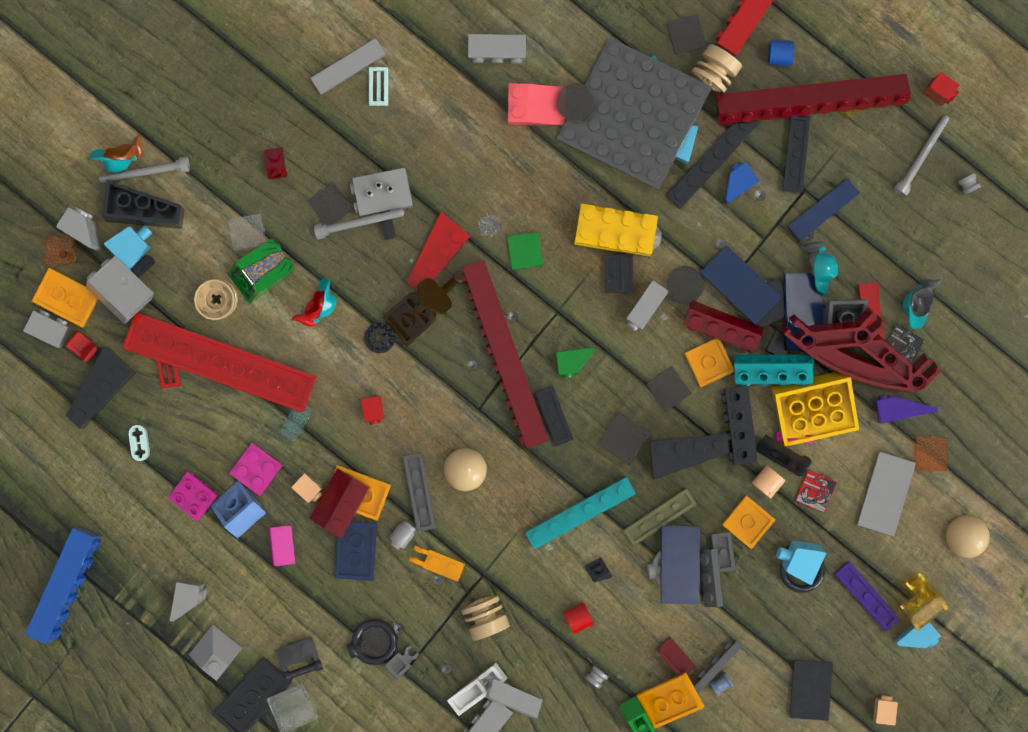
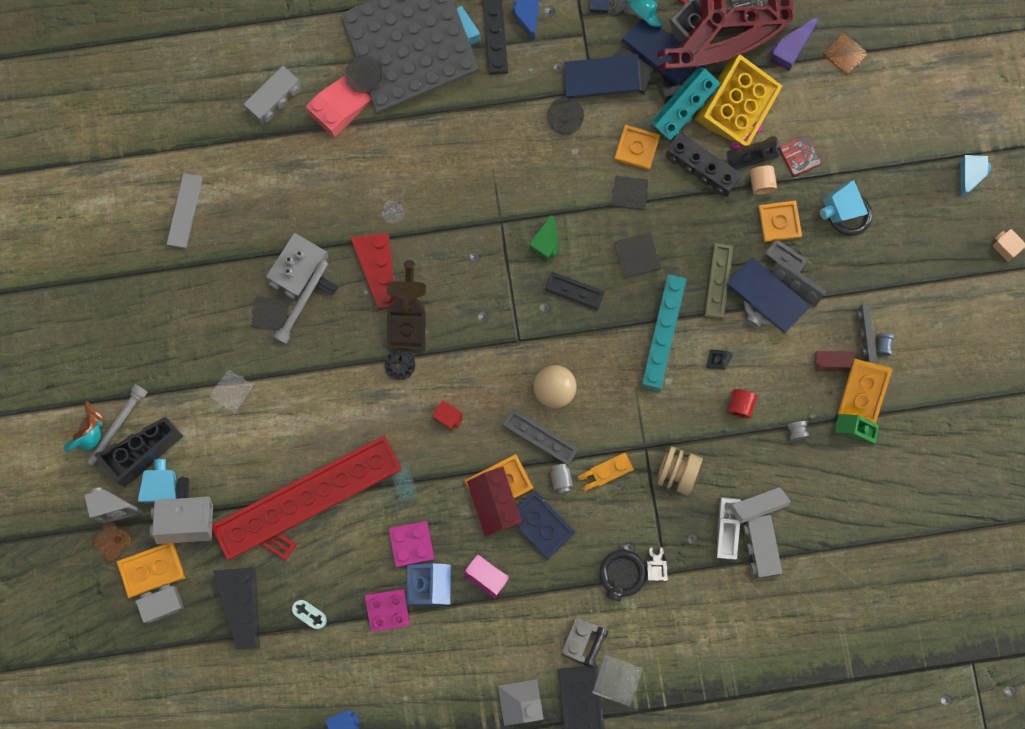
camera: 45 degrees left, 10 degrees down
(82, 346) = (197, 590): red bracket -> none
(186, 597) = (460, 683): light grey slope -> none
(205, 298) = (250, 447): tan wheel -> none
(260, 270) = (268, 405): green slope -> none
(275, 163) = (202, 324): dark red bracket -> none
(307, 488) = (461, 517): light nougat brick -> none
(319, 307) = (336, 385): hair -> none
(378, 102) = (230, 212): light aqua tile -> none
(505, 354) = (497, 284): dark red brick -> none
(525, 251) = (435, 205): green piece -> none
(617, 231) = (481, 124): yellow piece -> none
(619, 273) = (514, 153): black plate -> none
(646, 306) = (555, 152): light grey brick -> none
(681, 453) = (684, 224): black wedge -> none
(723, 326) = (620, 112): dark red brick -> none
(811, 690) = (946, 285): black tile -> none
(867, 596) = (910, 186): dark purple tile -> none
(886, 493) = (846, 108): light grey tile -> none
(925, 603) = (952, 144): clear yellow brick -> none
(967, 536) = (929, 79): tan piece -> none

